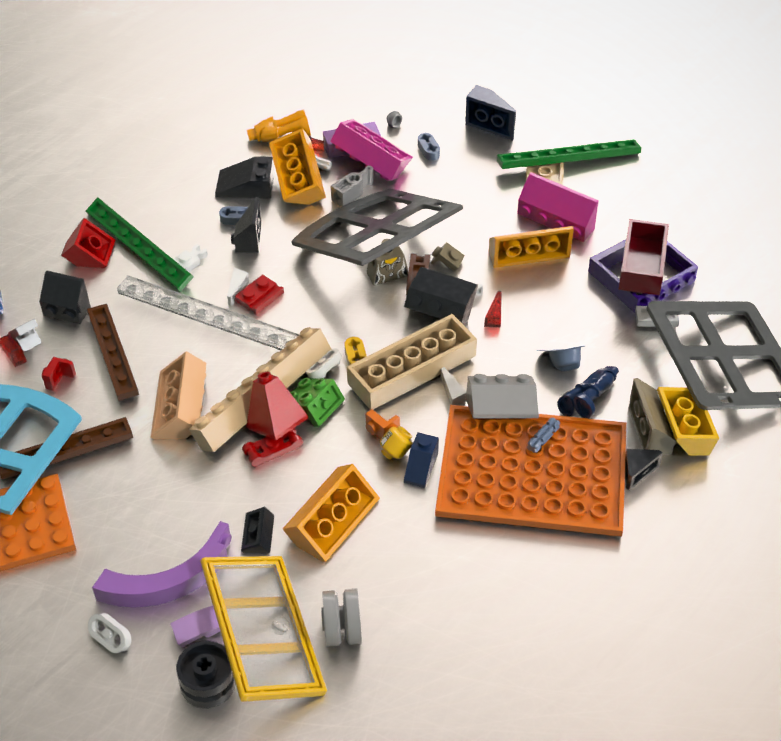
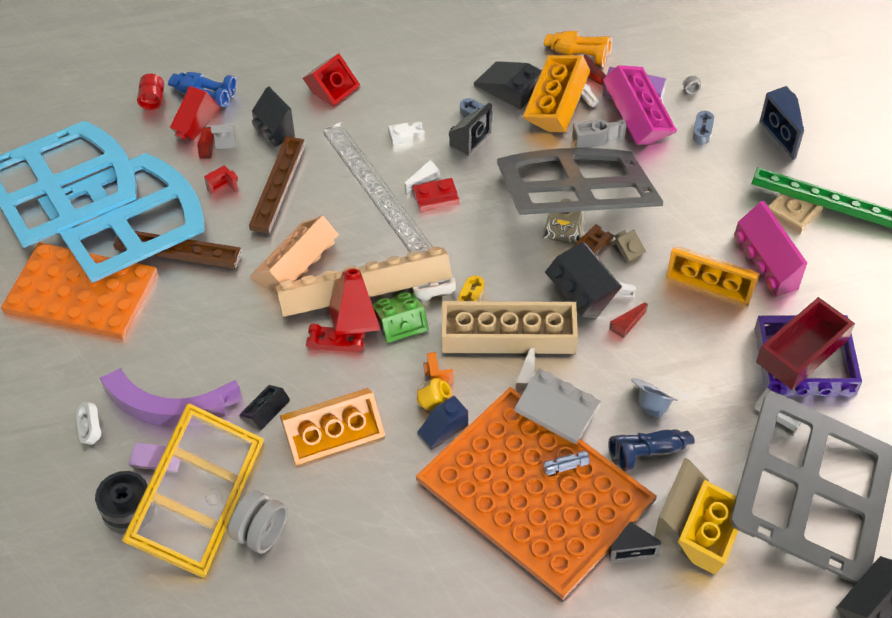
camera: 35 degrees right, 5 degrees up
(139, 244) = (374, 99): green tile -> none

